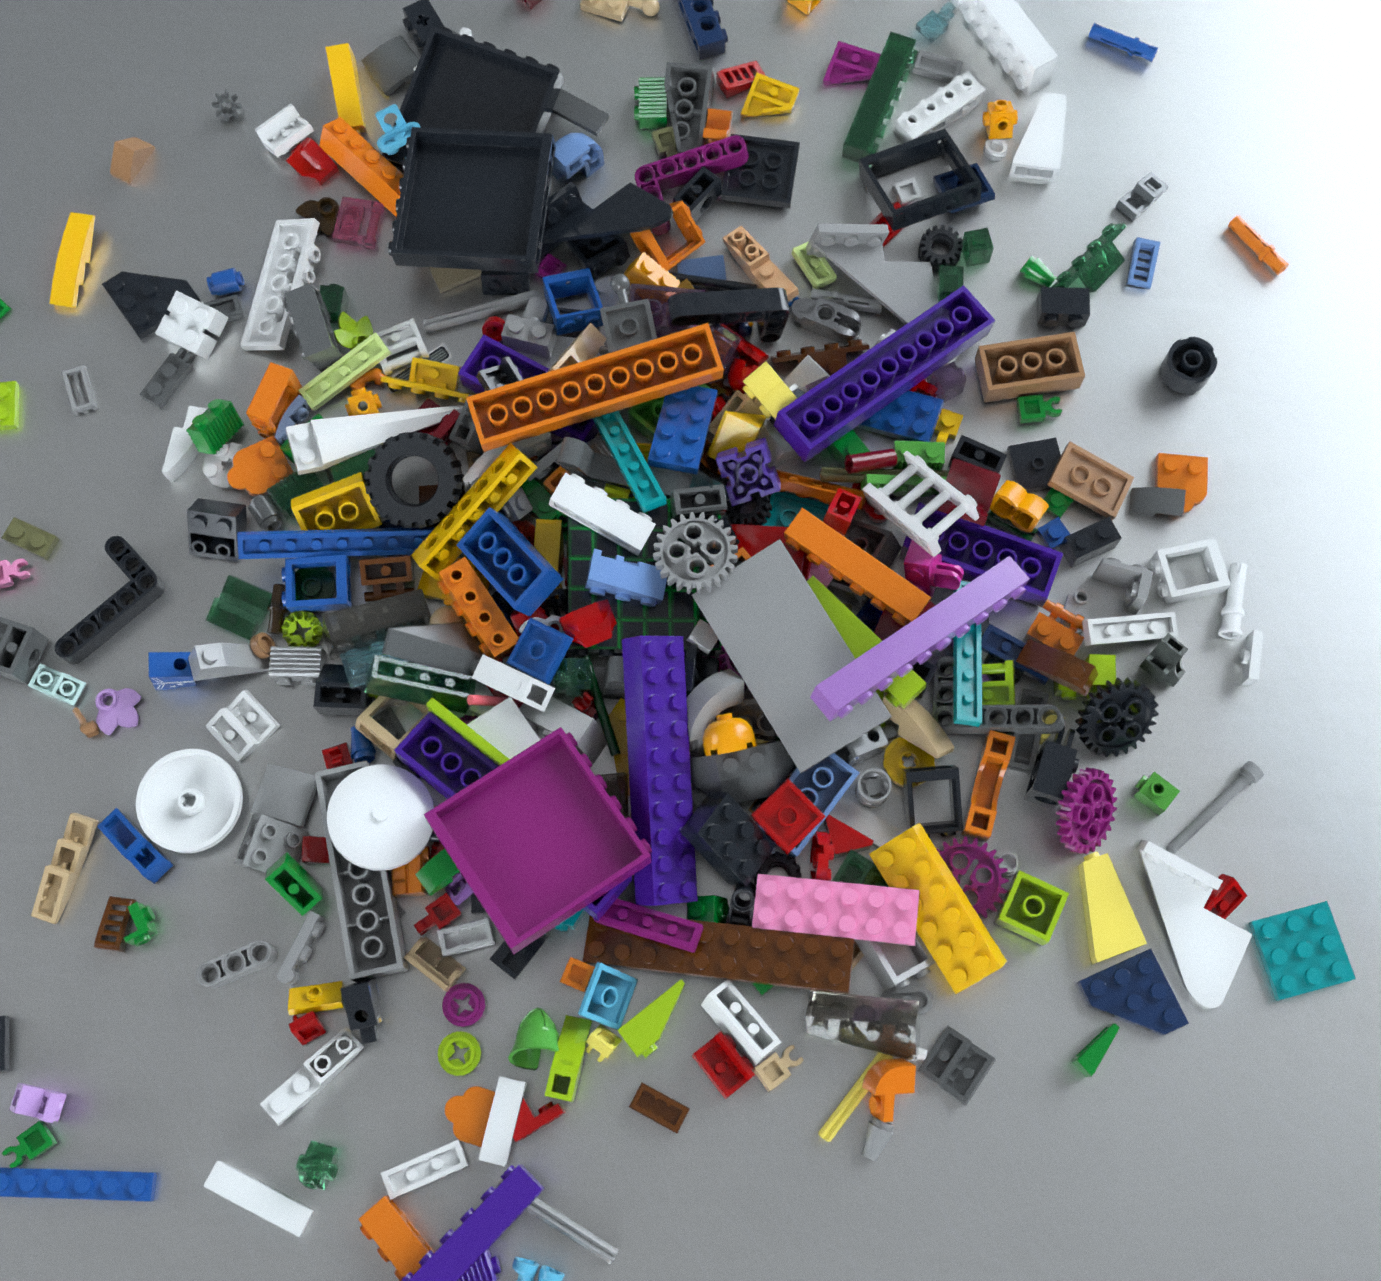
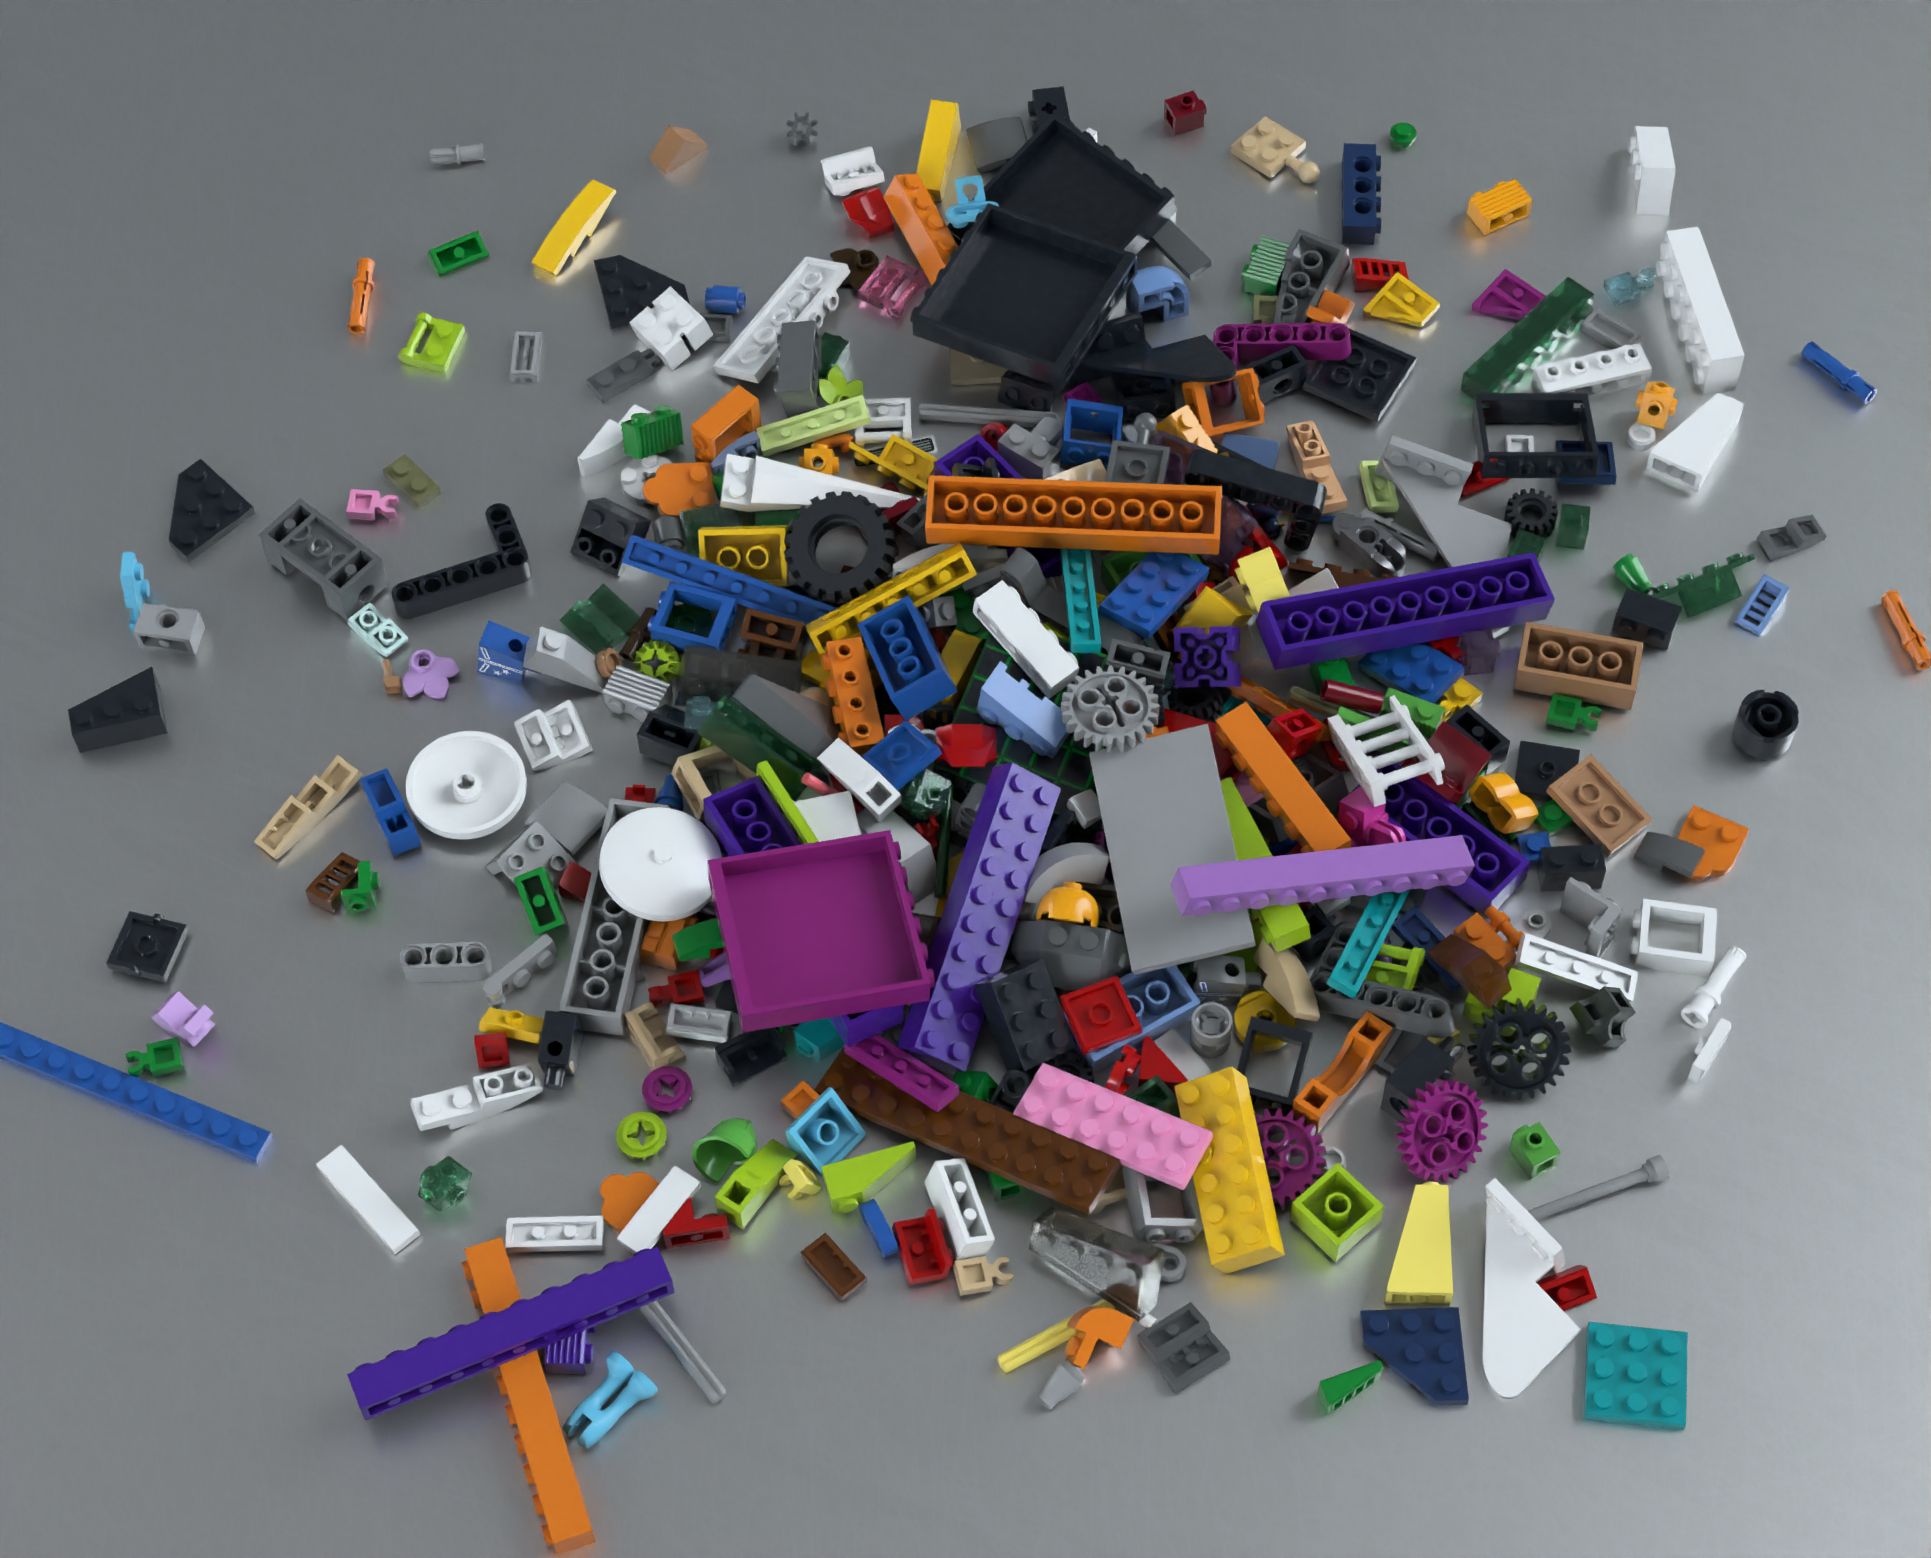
camera: 20 degrees right, 15 degrees down
(681, 1060) = (878, 1228): none -> blue beam

